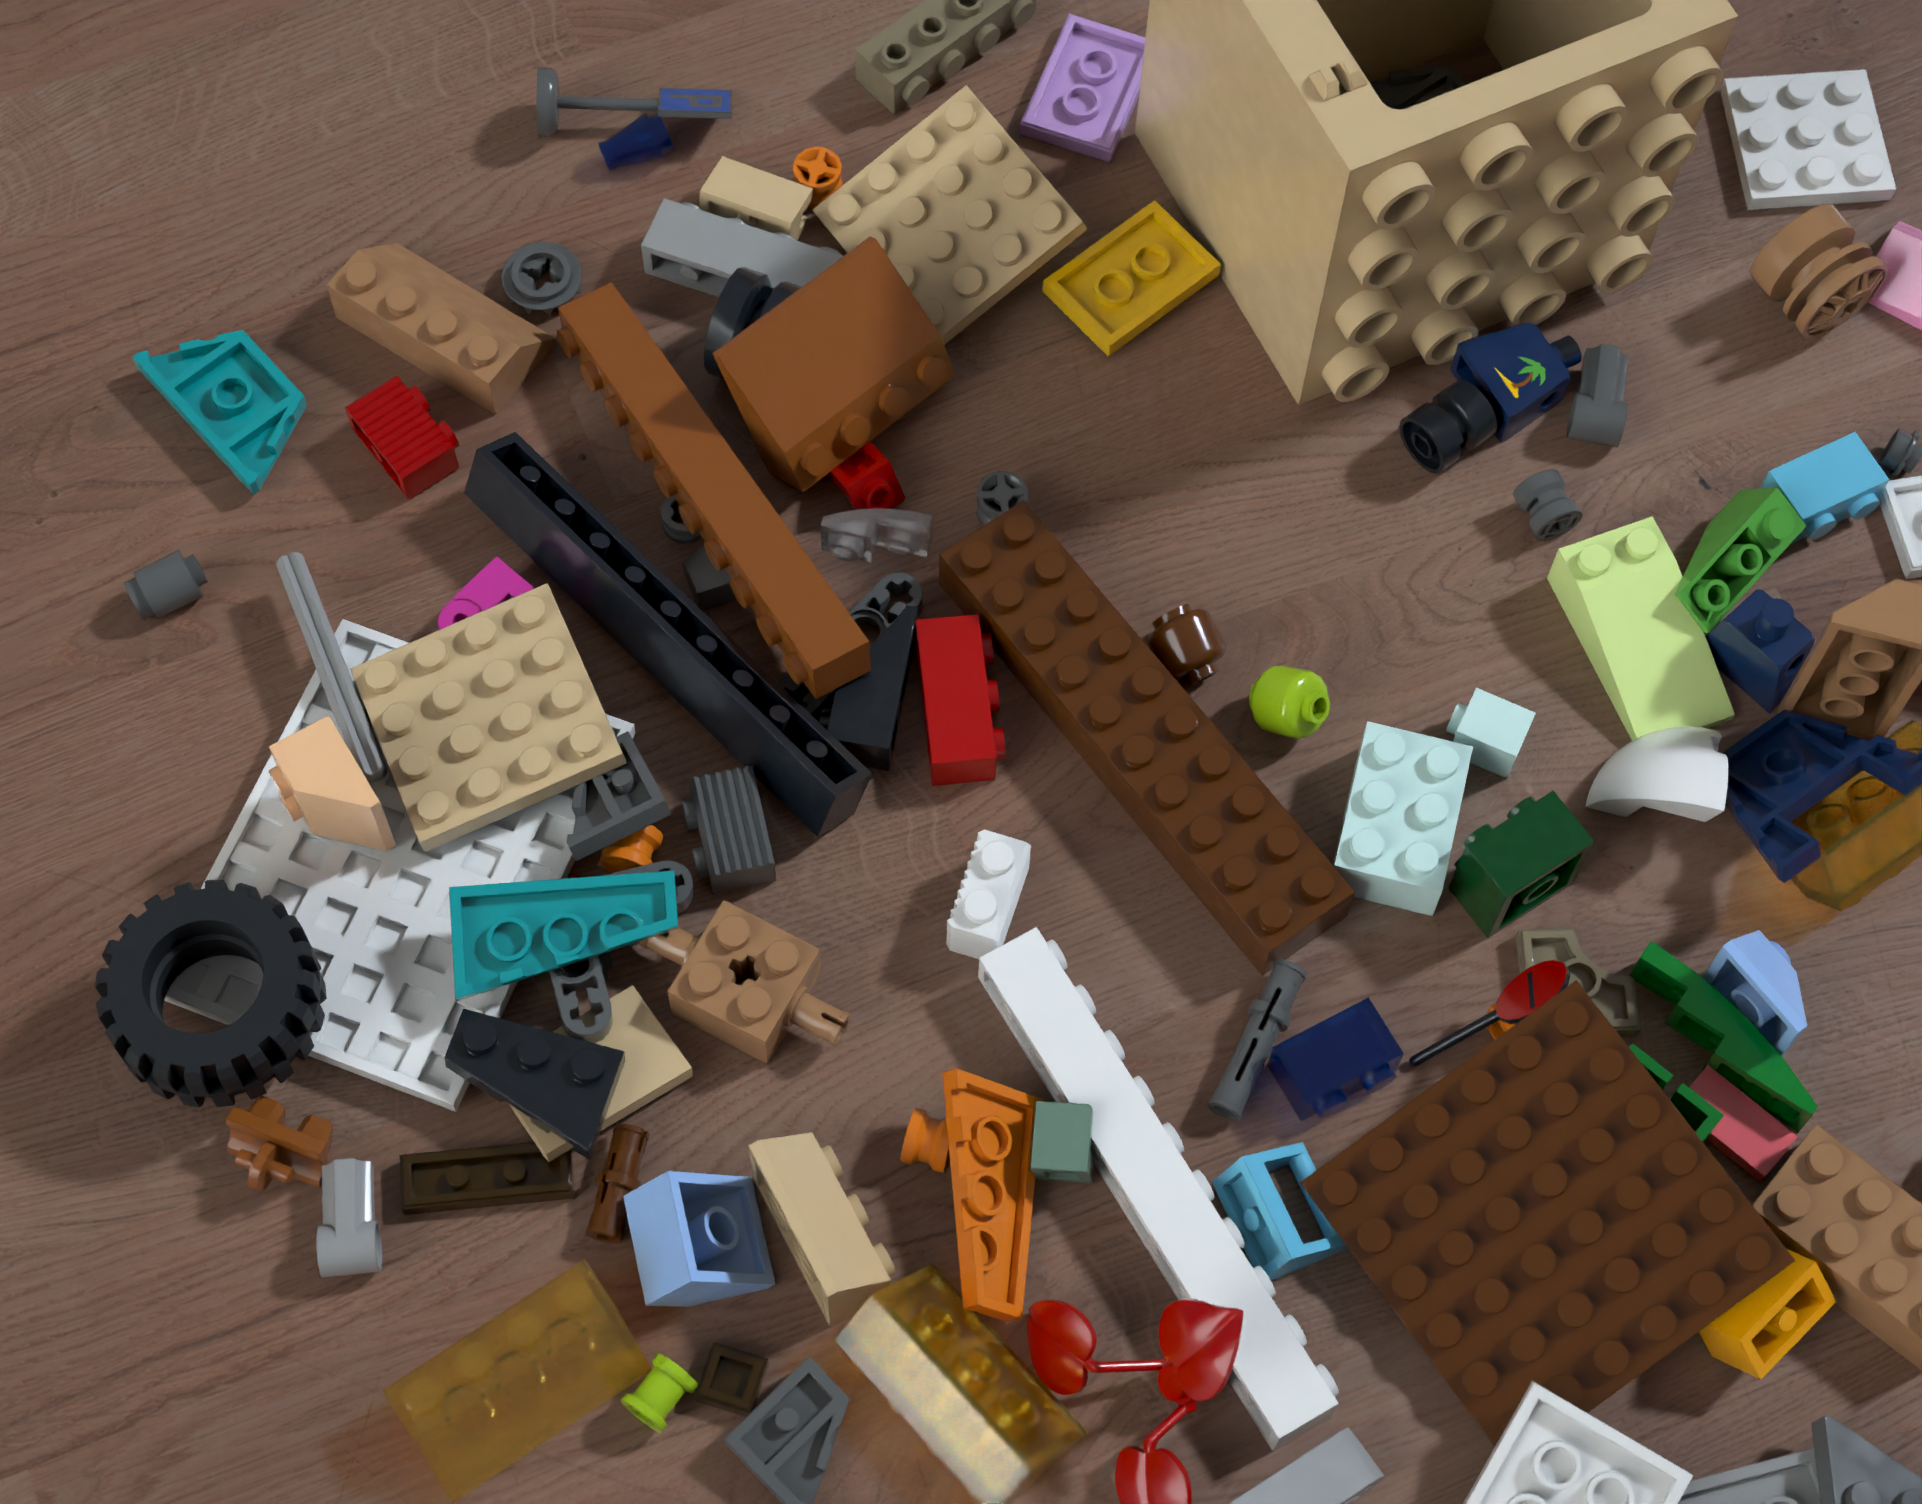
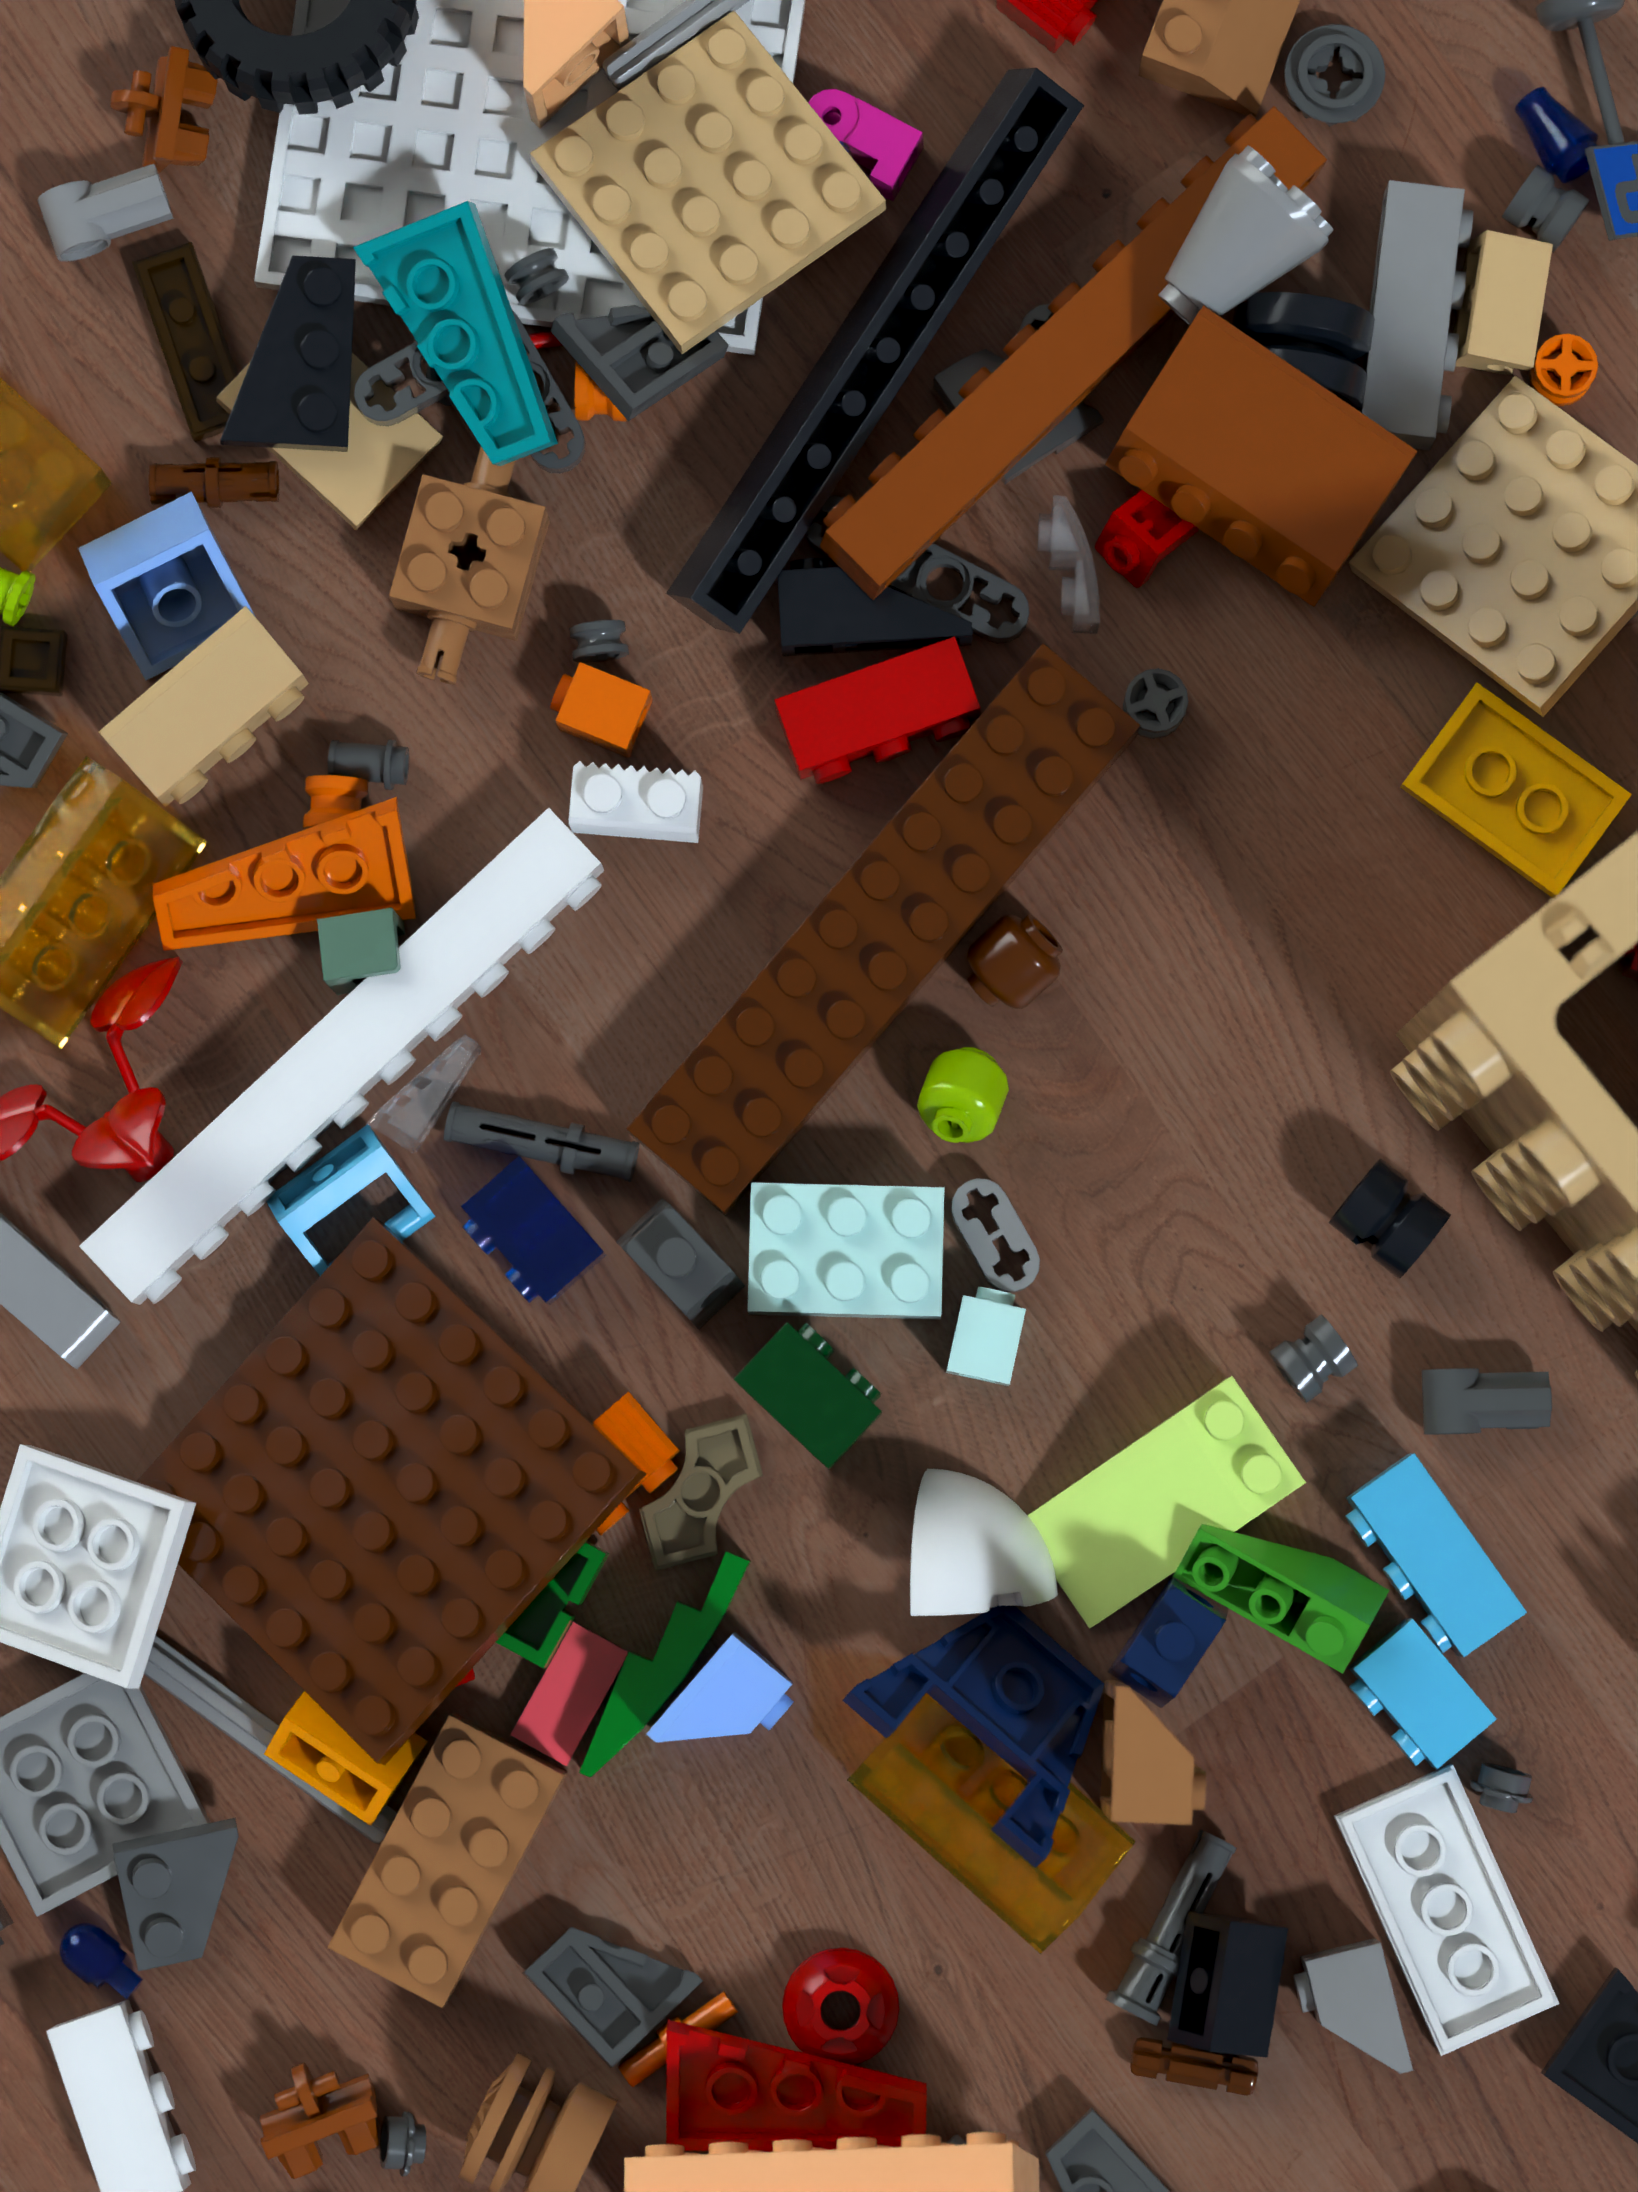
camera: 85 degrees right, 20 degrees up
(523, 863) = (536, 276): none -> dark grey bush
(662, 326) = (1243, 239): none -> light grey cone
(691, 160) = (1545, 208): none -> dark grey wheel
(731, 830) = (650, 493): dark grey brick -> none
(843, 899) = (599, 641): none -> dark grey bush
(901, 1098) = (370, 762): none -> dark grey pin
(902, 907) = (601, 708): none -> orange brick
(1206, 1127) = (419, 1104): none -> clear slope
(1390, 943) = (680, 1263): none -> dark grey torso
(1402, 705) = (1008, 1227): none -> light grey beam
(1516, 1002) = (630, 1424): red piece -> none
(1517, 373) = (1490, 1292): dark blue torso -> none
(1714, 455) = (1433, 1557): none -> medium azure brick
(1731, 1397) = (241, 1723): none -> light grey axle

